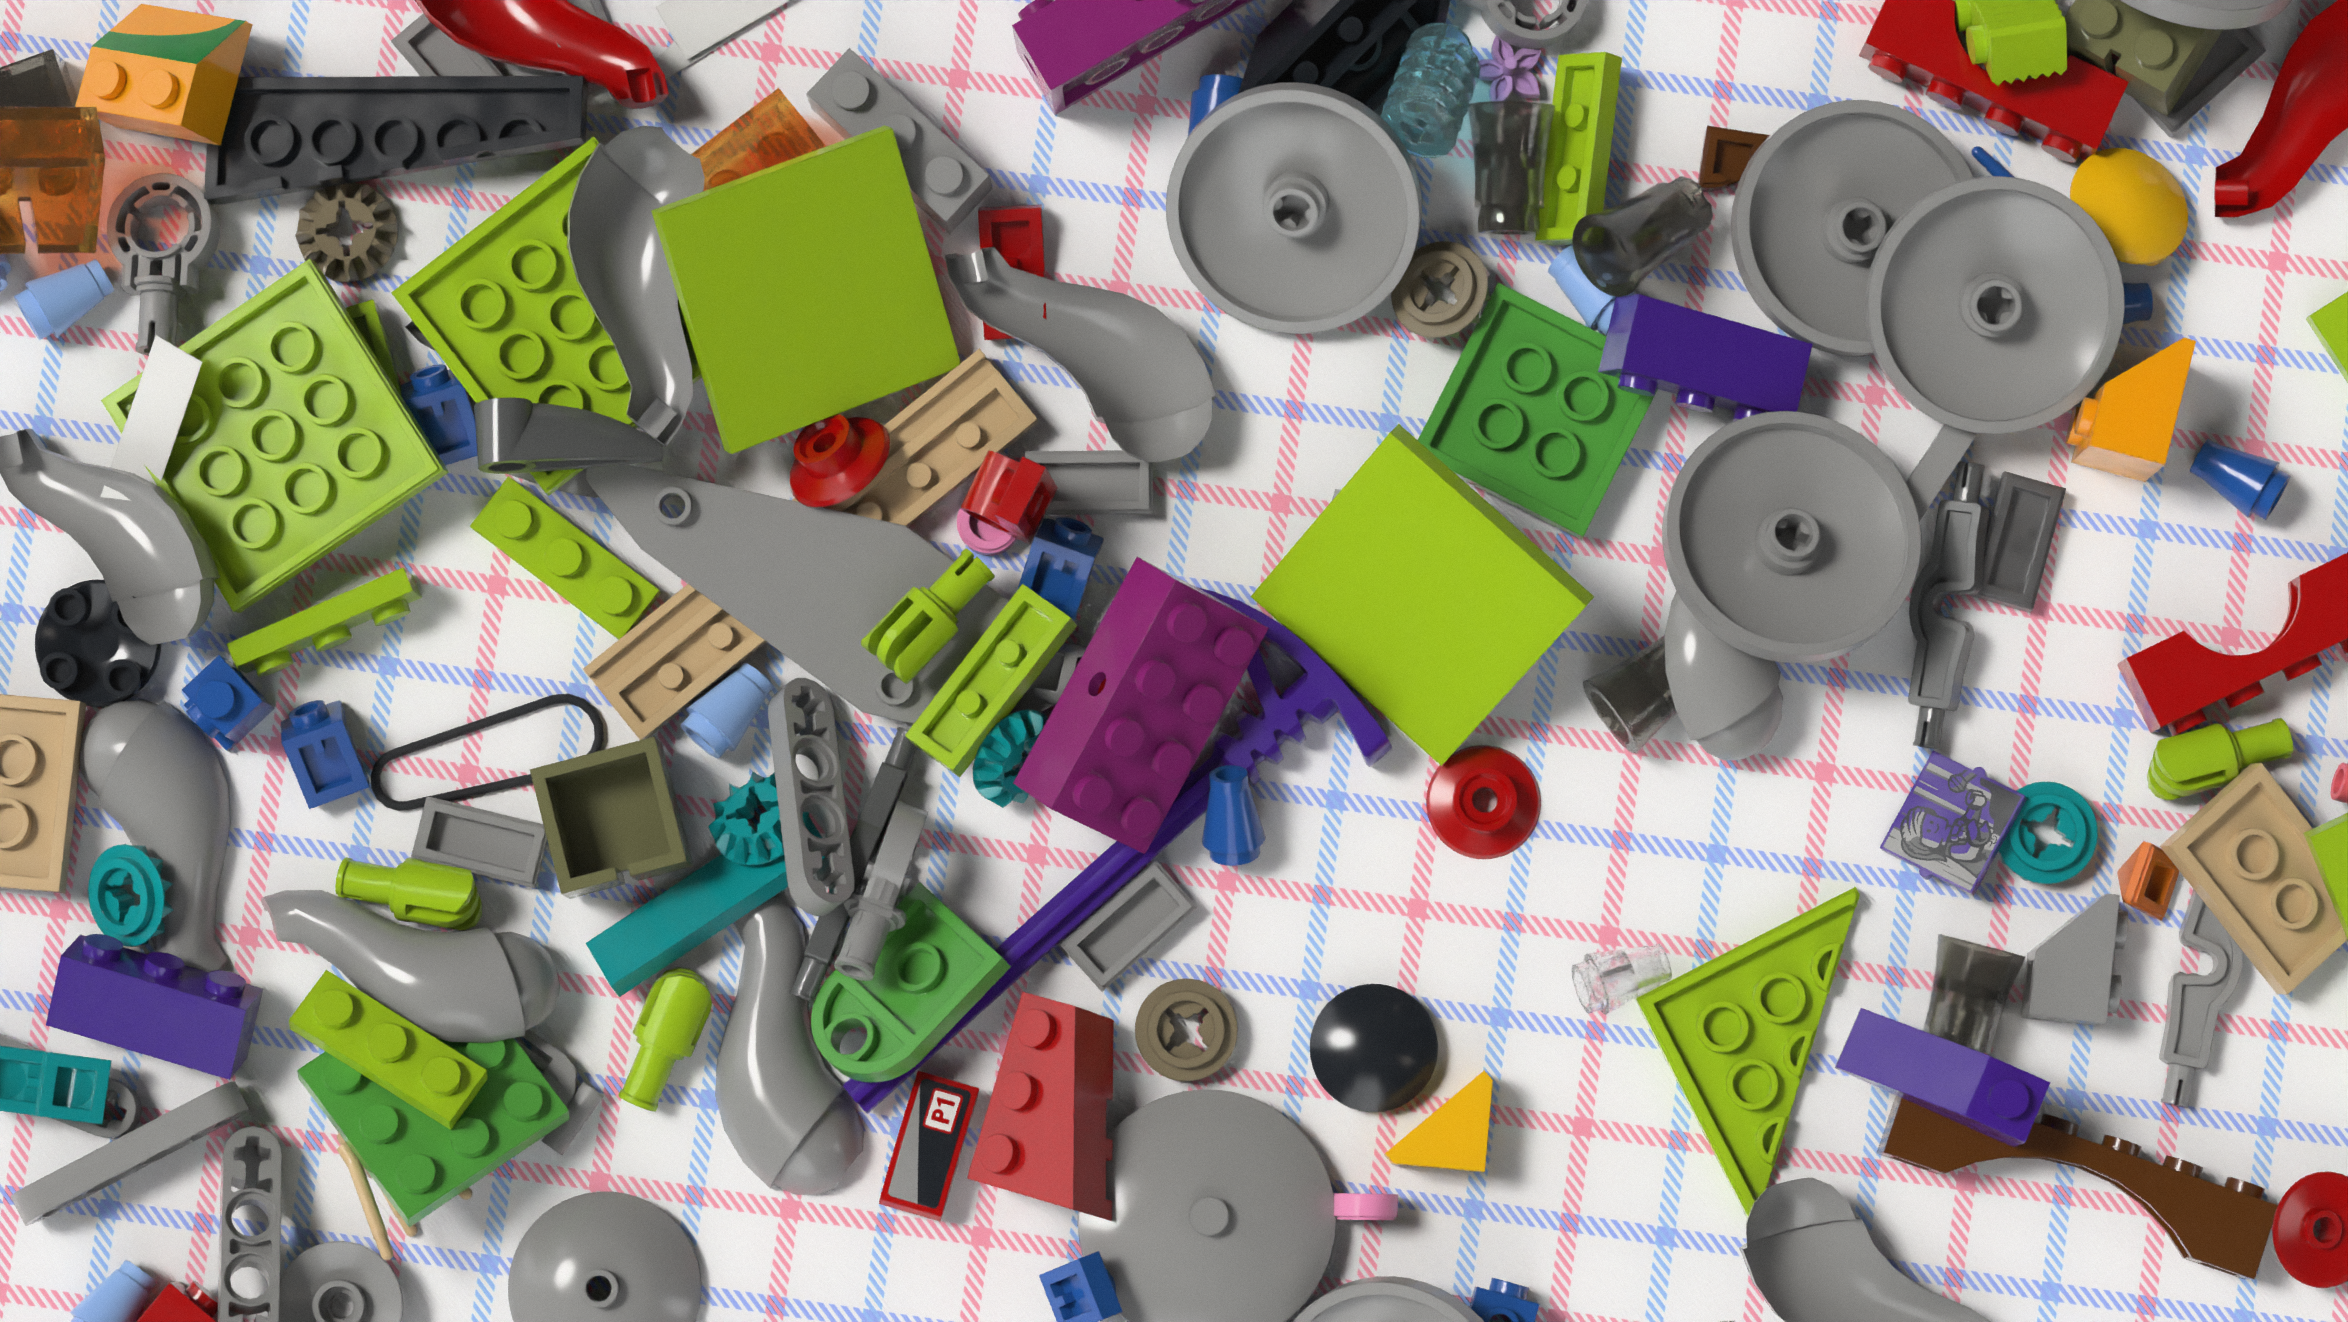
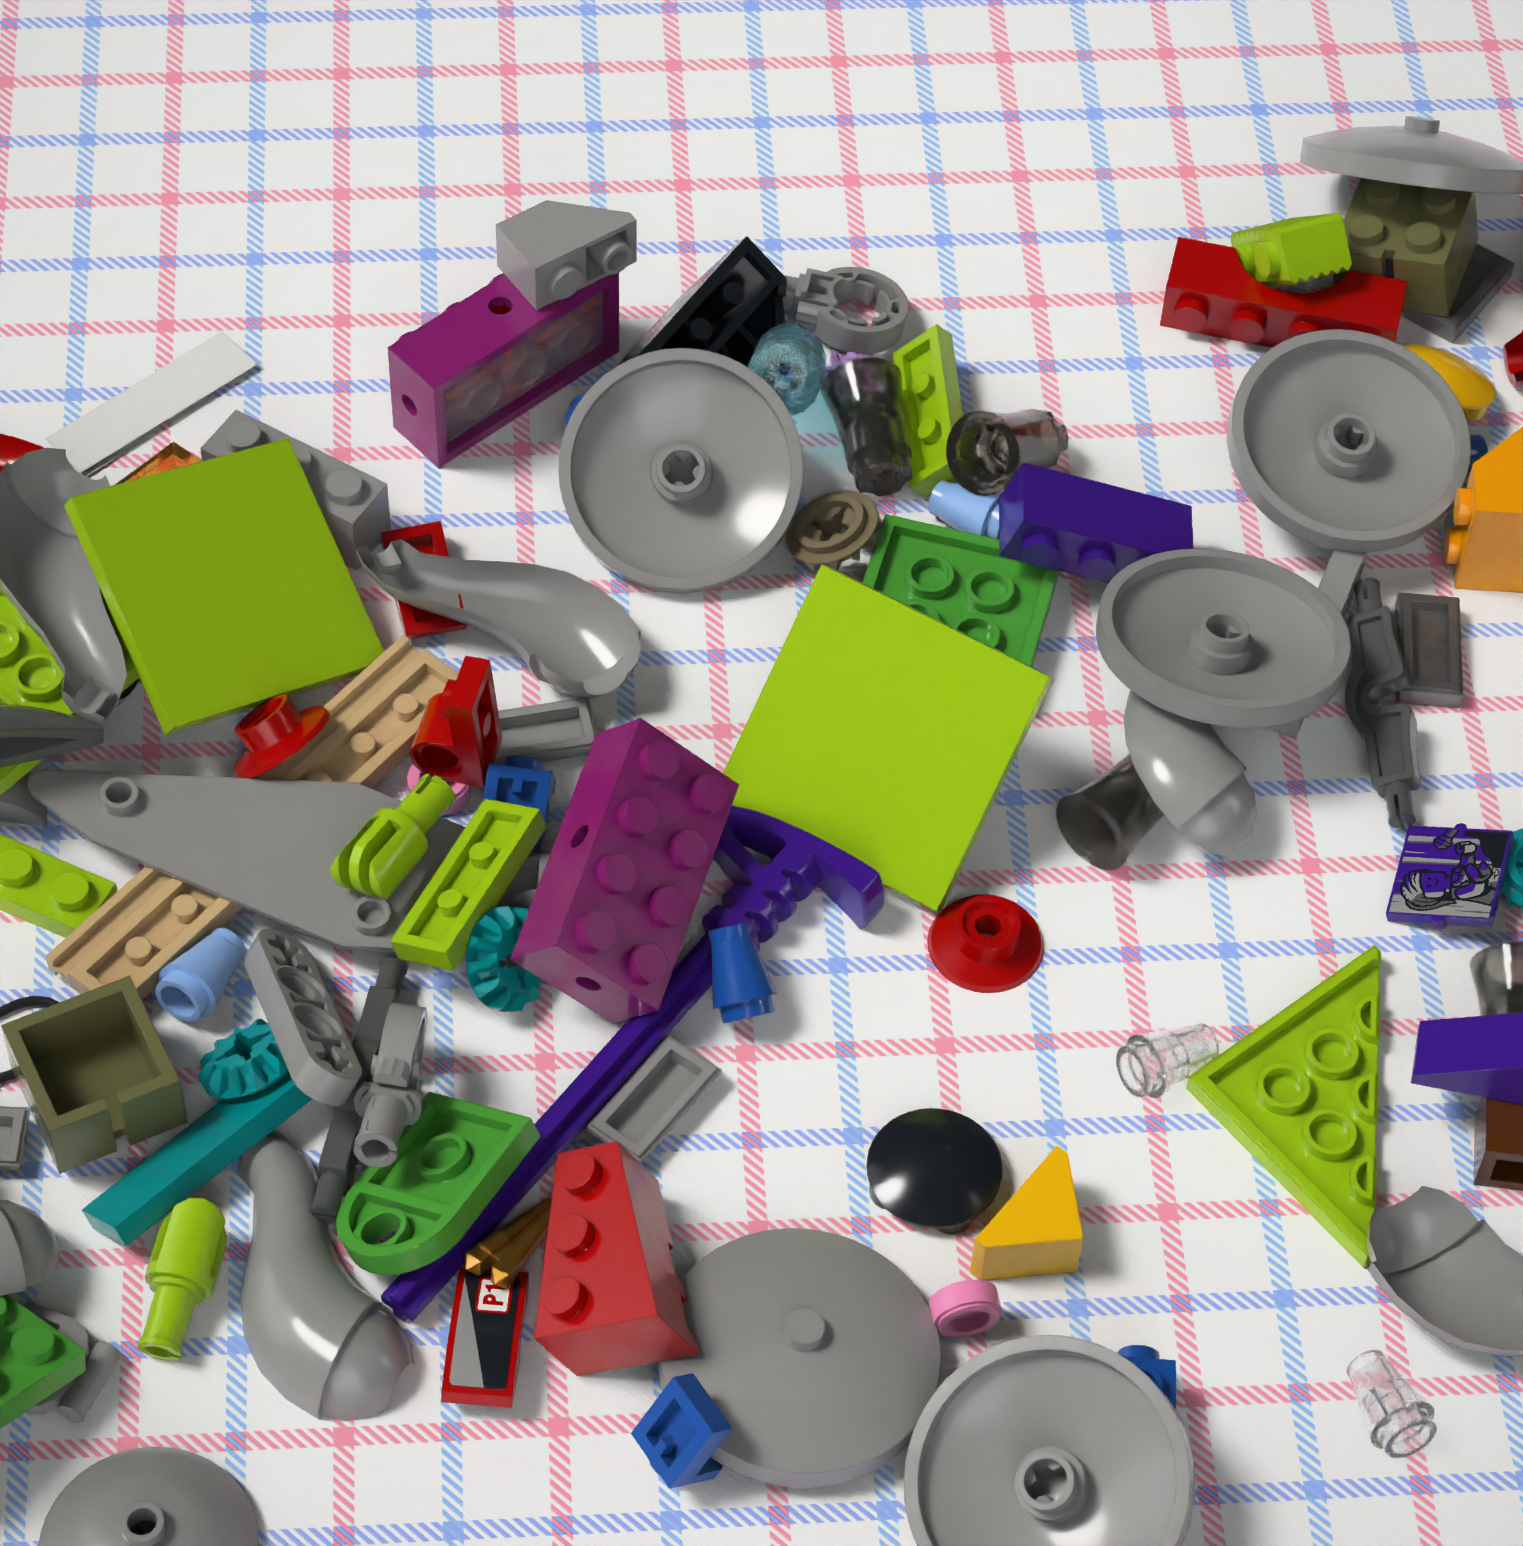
camera: 20 degrees left, 30 degrees down
(968, 1059) = (510, 1246): none -> pearl gold piece
(1186, 999) = (729, 1158): dark tan gear -> none
(1726, 156) = (1071, 402): reddish brown tile -> none
(1820, 207) = (1164, 412): light grey dish -> none

